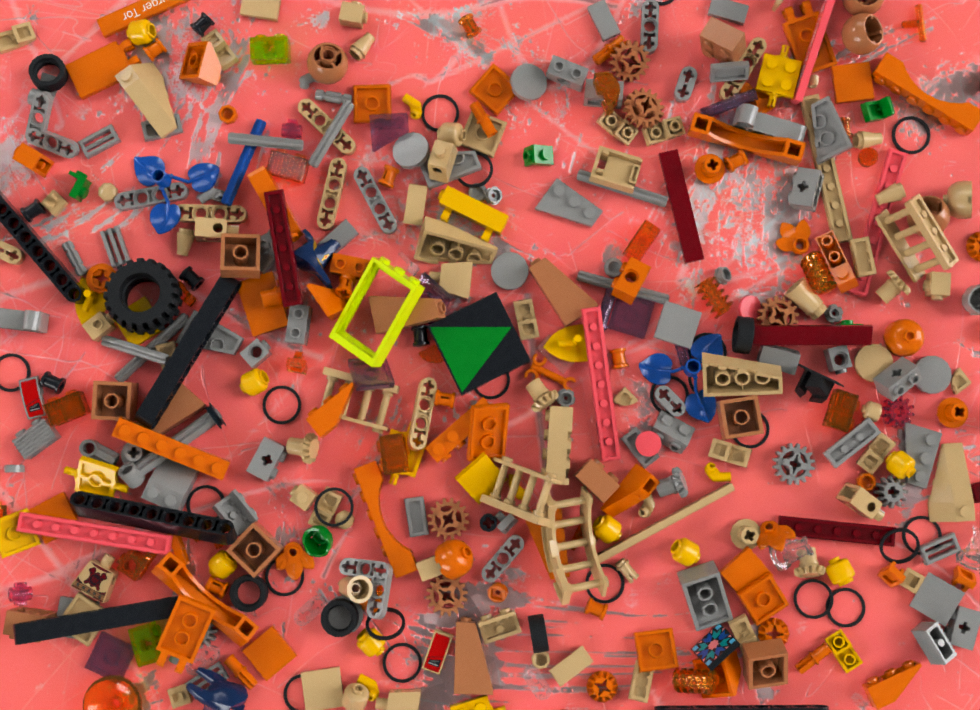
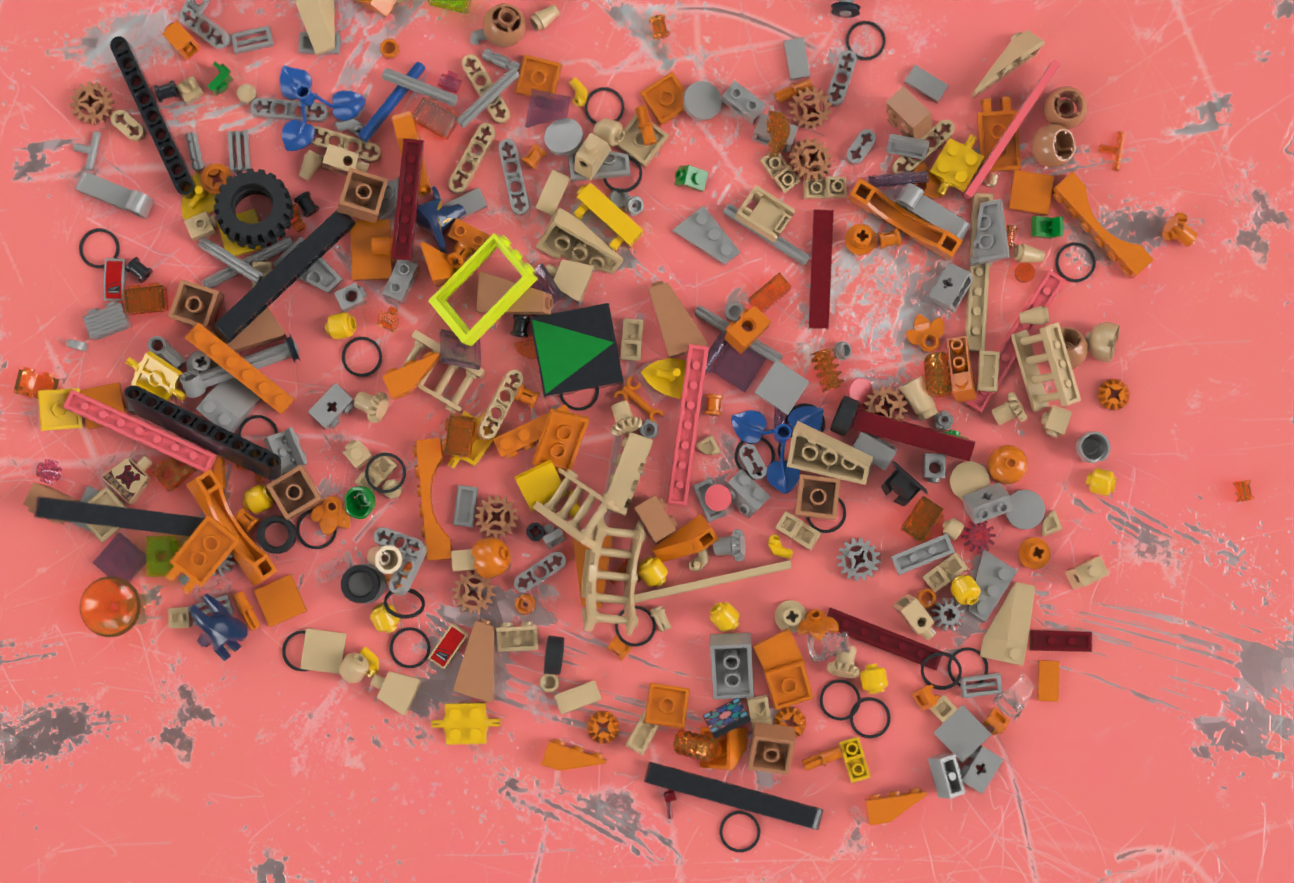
camera: 10 degrees right, 0 degrees up
(509, 271) = (629, 286): light grey tile -> none

